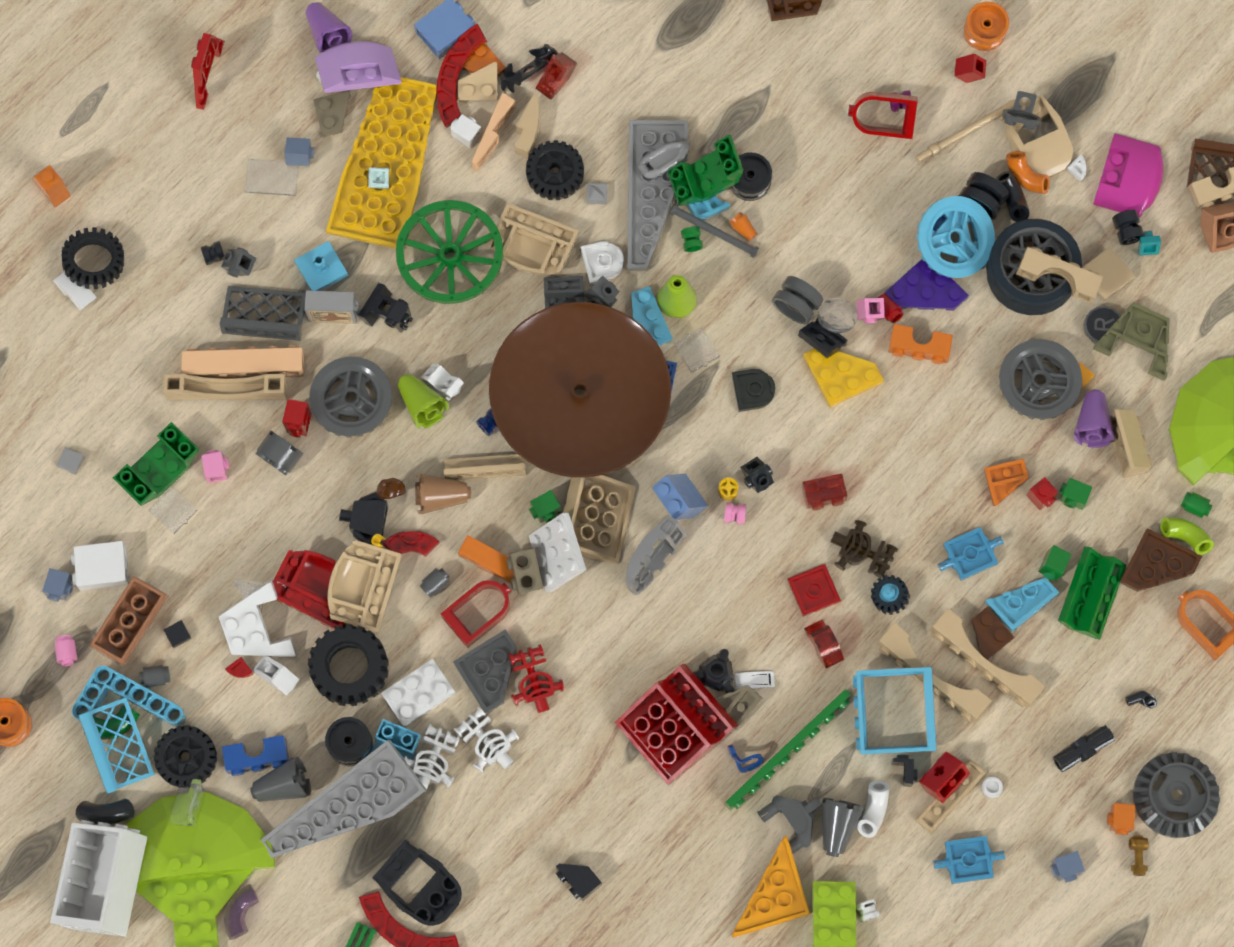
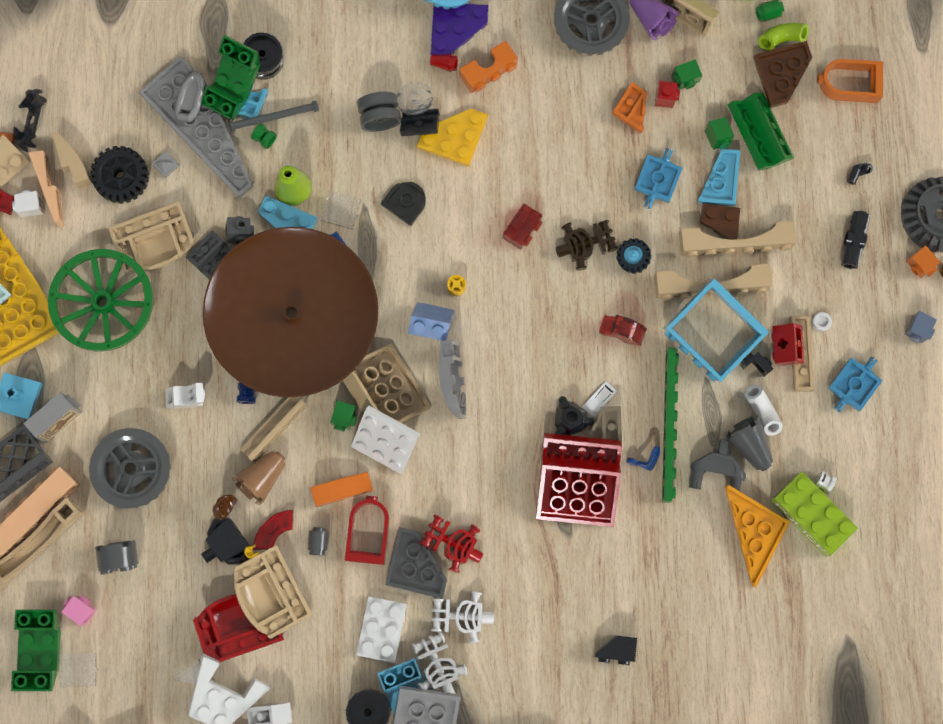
camera: 50 degrees left, 5 degrees up
(297, 418) = (105, 520): red brick -> none
(348, 638) = (289, 649): black tyre -> none
(396, 316) = (107, 381): black tile -> none
(422, 401) = (184, 423): lime cone -> none
(530, 569) = (376, 469): dark tan brick -> none
(556, 75) = (55, 106): clear red slope -> none
(602, 259) = (214, 208): white tile -> none
(735, 513) = (477, 297): bright pink wheel -> none
(743, 226) = (290, 95): orange cone -> none
(757, 475) = (467, 257): black brick -> none
(814, 590) = (579, 300): red tile -> none
(870, 309) = (433, 73): bright pink brick -> none

